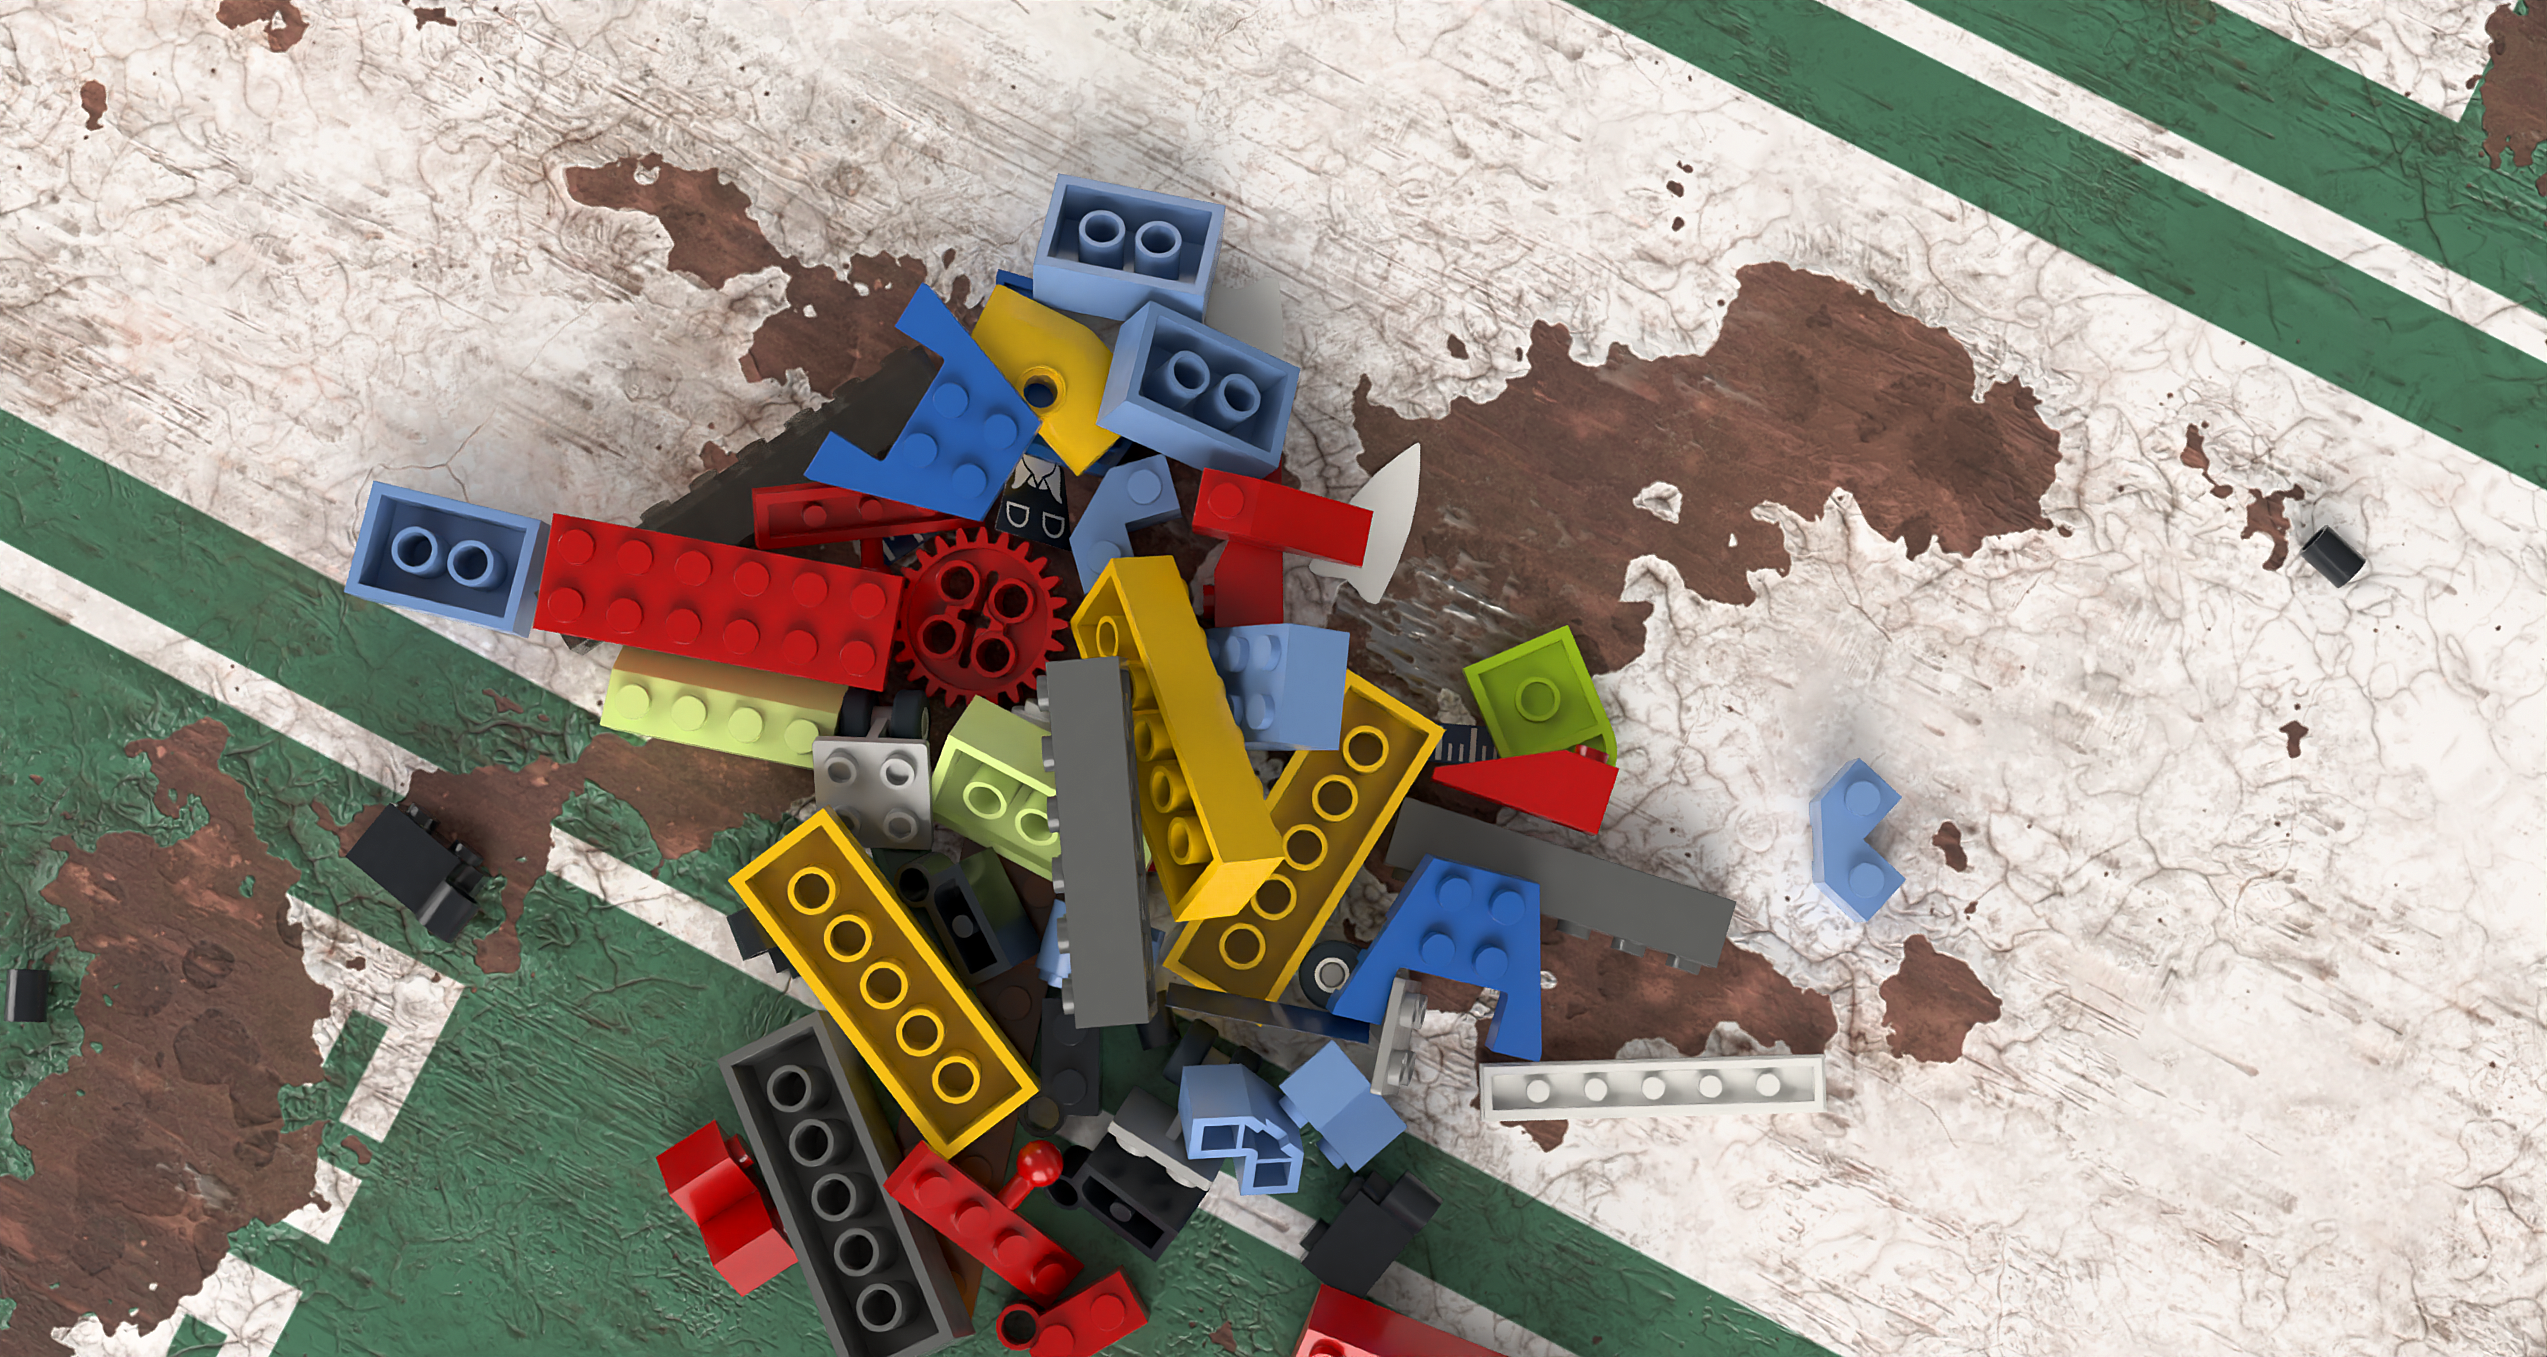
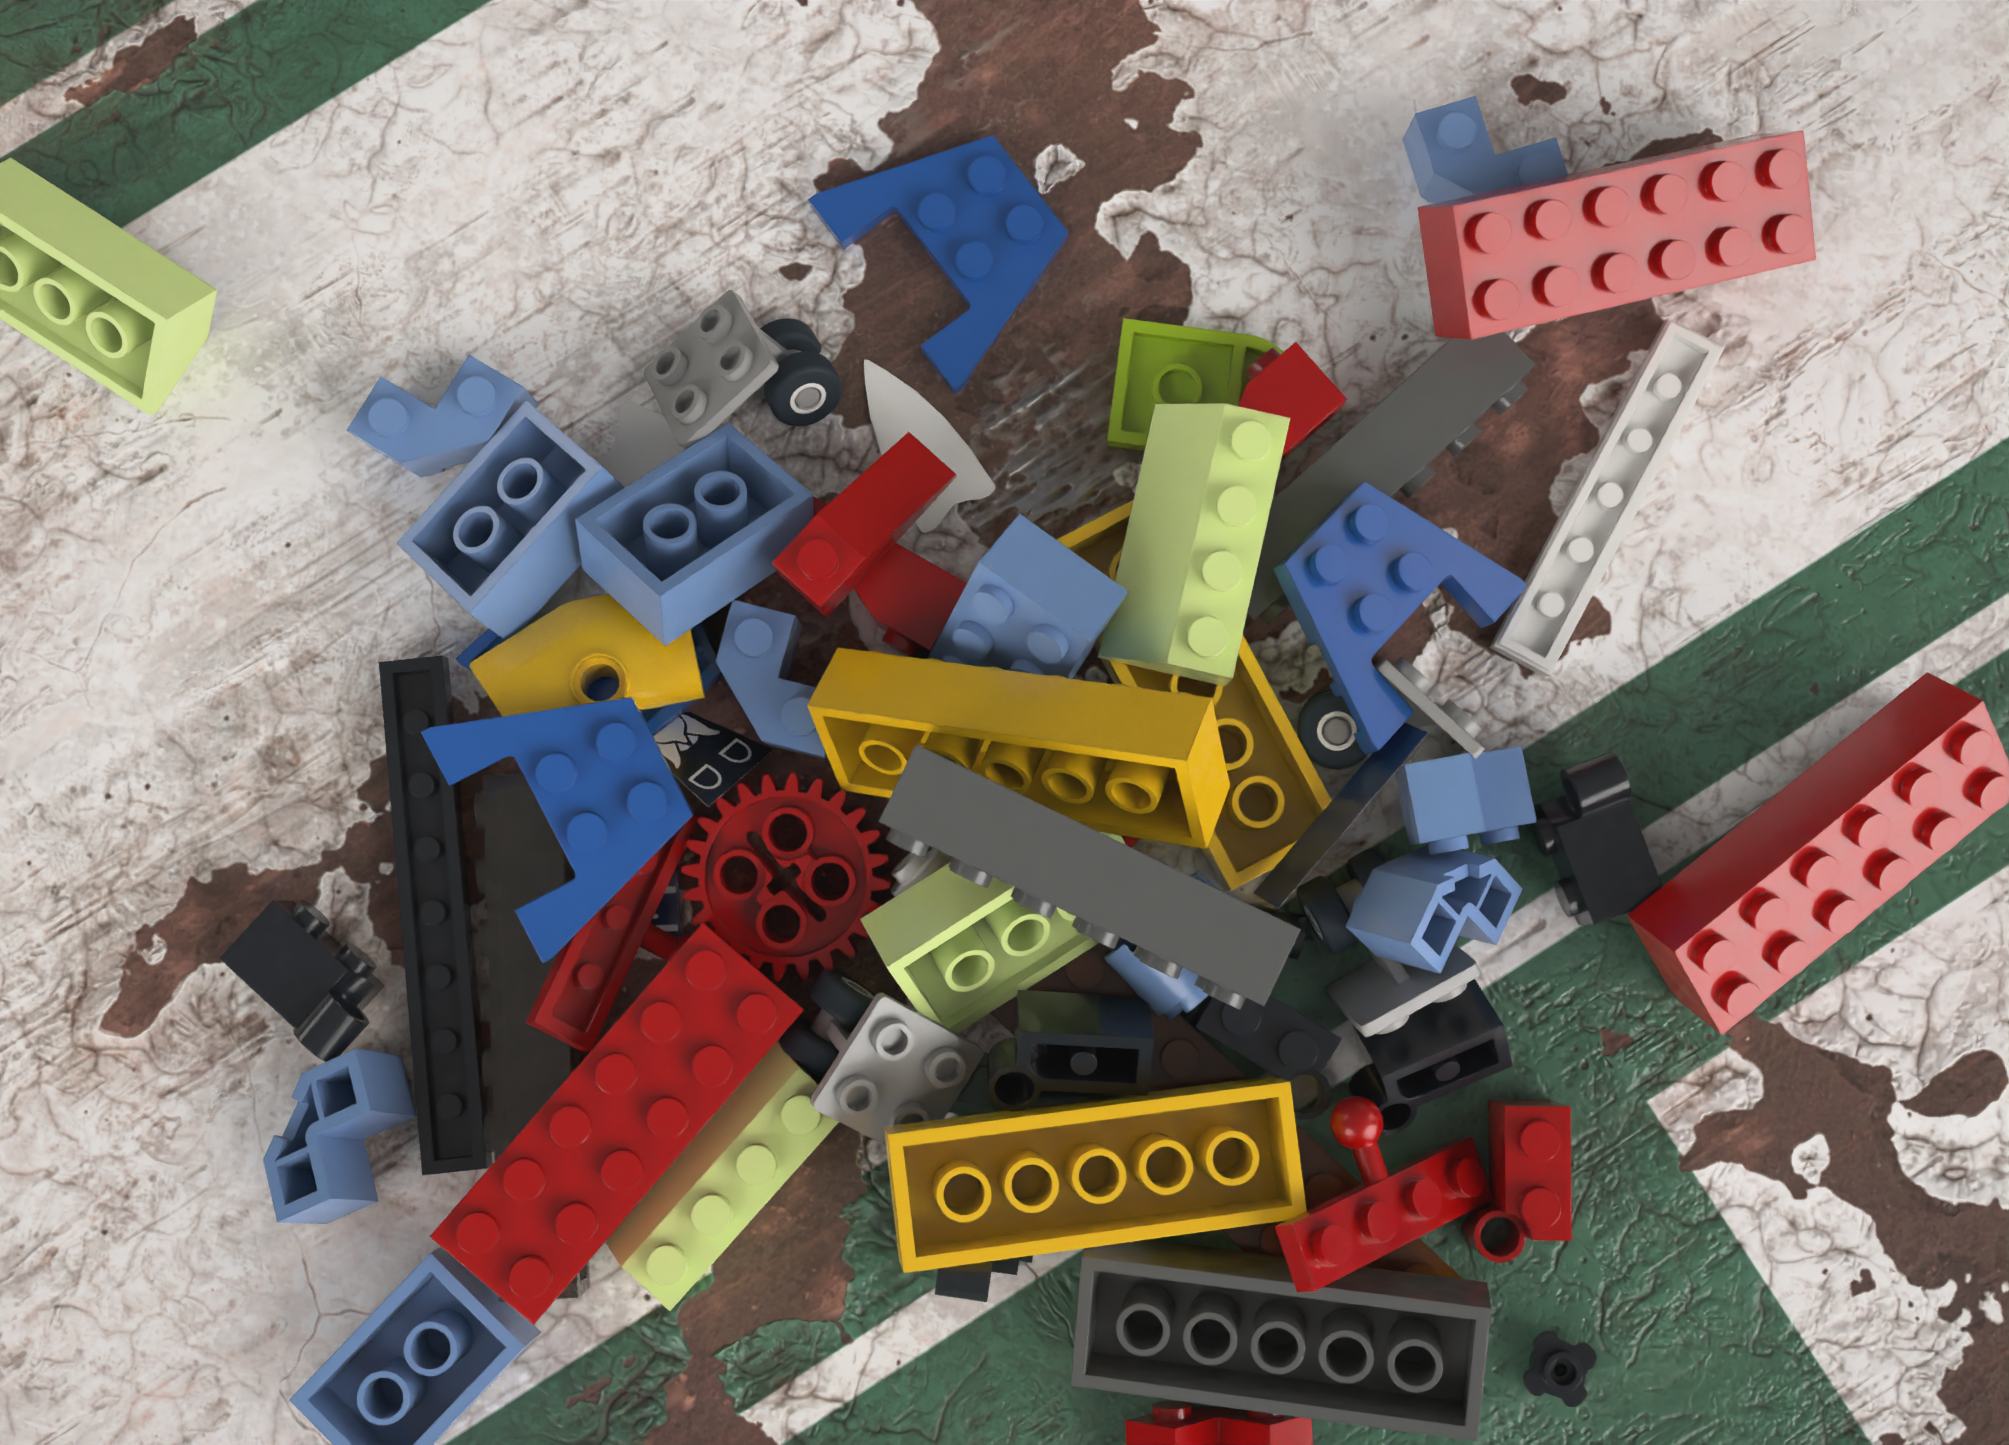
camera: 55 degrees left, 0 degrees up
(562, 396) = (322, 1158): none -> medium blue brick
(693, 302) = (306, 975): none -> black hinge
(792, 371) = (434, 920): none -> black plate
(1176, 166) = (442, 436): none -> medium blue brick
(1349, 339) = (729, 358): none -> light grey plate
(1413, 778) = (1195, 539): none -> yellowish green slope
(1575, 468) = (977, 226): none -> blue wing
(1853, 971) = (1617, 234): none -> brick

